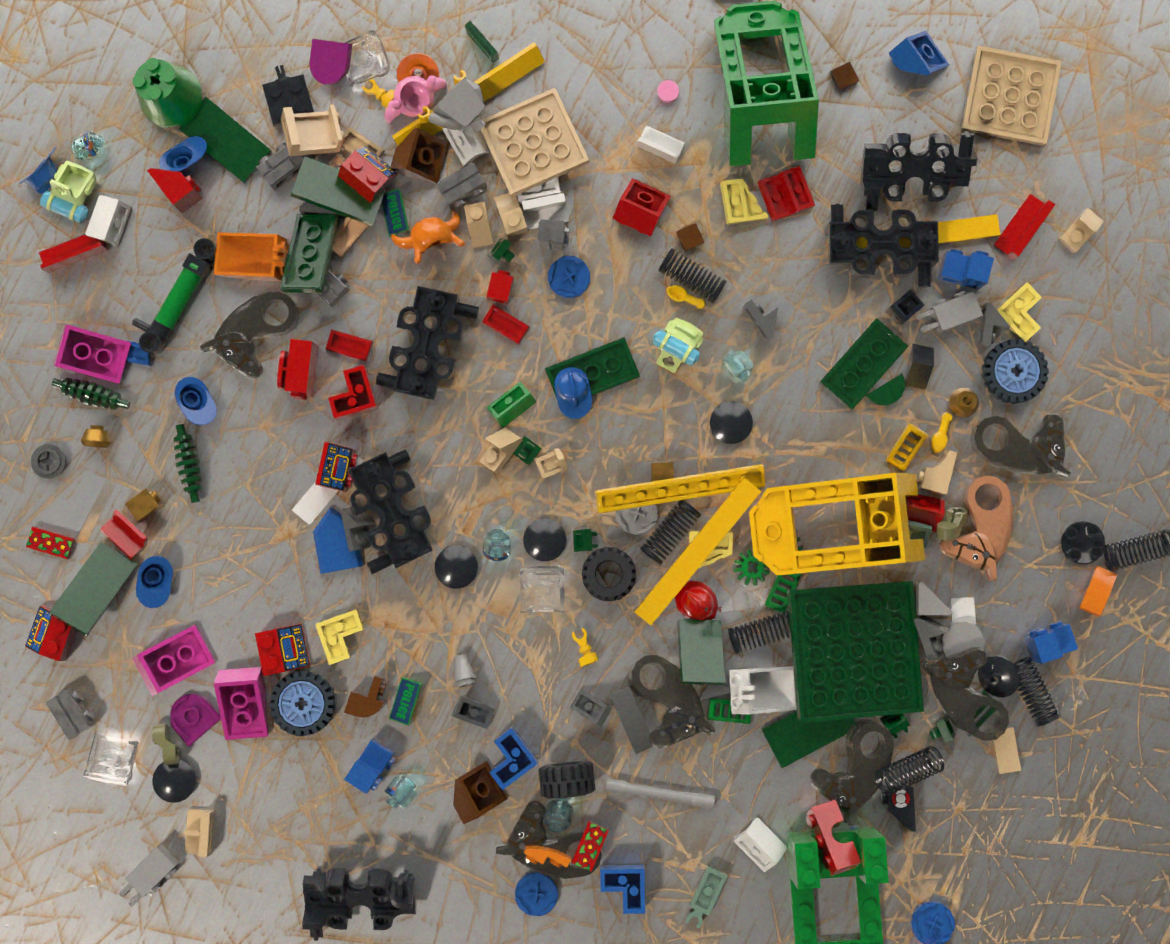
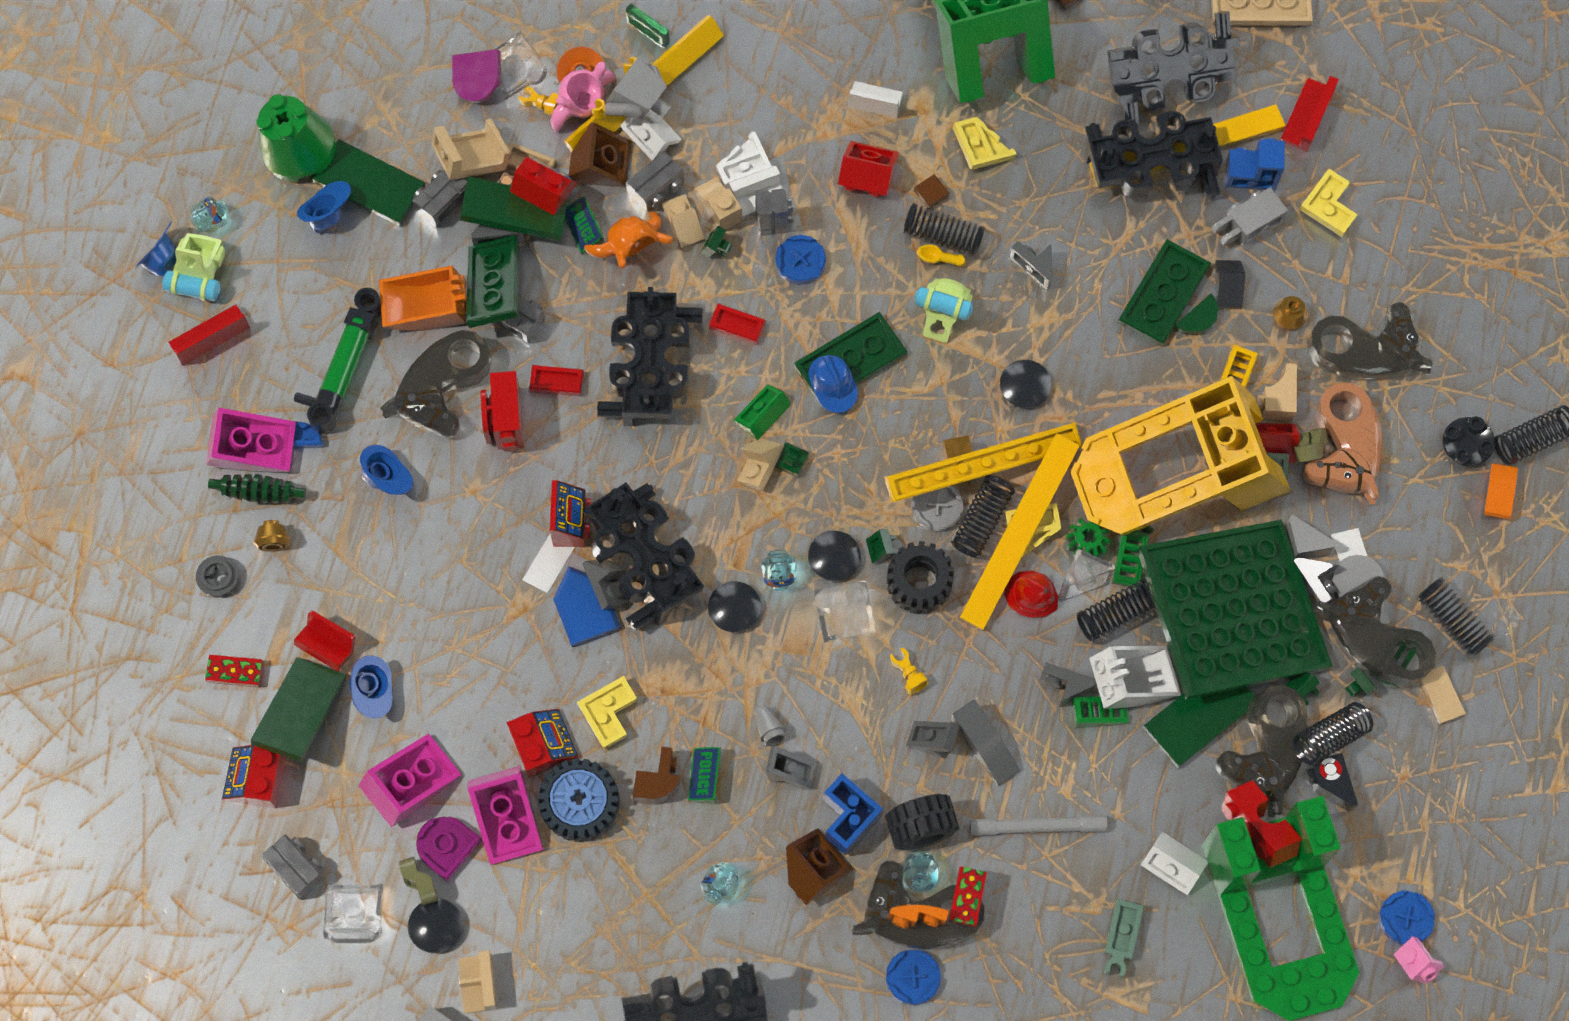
camera: 15 degrees left, 15 degrees down
(108, 220) = (246, 290): white panel -> none
(144, 504) = (343, 603): pearl gold brick -> none
(180, 190) = (322, 238): red slope -> none
(187, 463) = (387, 546): dark green piece -> none
(286, 93) = (430, 115): black plate -> none
(347, 235) = (533, 257): light nougat tile -> none
(358, 399) = (579, 434): red brick -> none
(368, 768) = (676, 857): blue brick -> none
(500, 287) = (723, 283): red brick -> none
(533, 142) = (729, 120): tan plate -> none
(551, 464) = (825, 468): tan tile -> none
(629, 881) = (1023, 932): blue brick -> none
(668, 91) = (871, 42): bright pink tile -> none
(682, 705) = (1033, 703): clear smoke animal -> none
(701, 652) = (1050, 644): tile -> none
(737, 366) = (1018, 318): clear light blue head -> none
(786, 193) = (1030, 126): red slope -> none
(904, 308) = (1195, 223): black slope -> none
(940, 438) = (1273, 359): yellow piece -> none
(990, 320) = (1299, 220): dark grey slope -> none
(1005, 671) = (1419, 599): black dish -> none
(1007, 385) = (1333, 282): wheel -> none
(1050, 643) = (1460, 557): blue brick -> none
(1081, 230) = (1374, 106): tan slope -> none

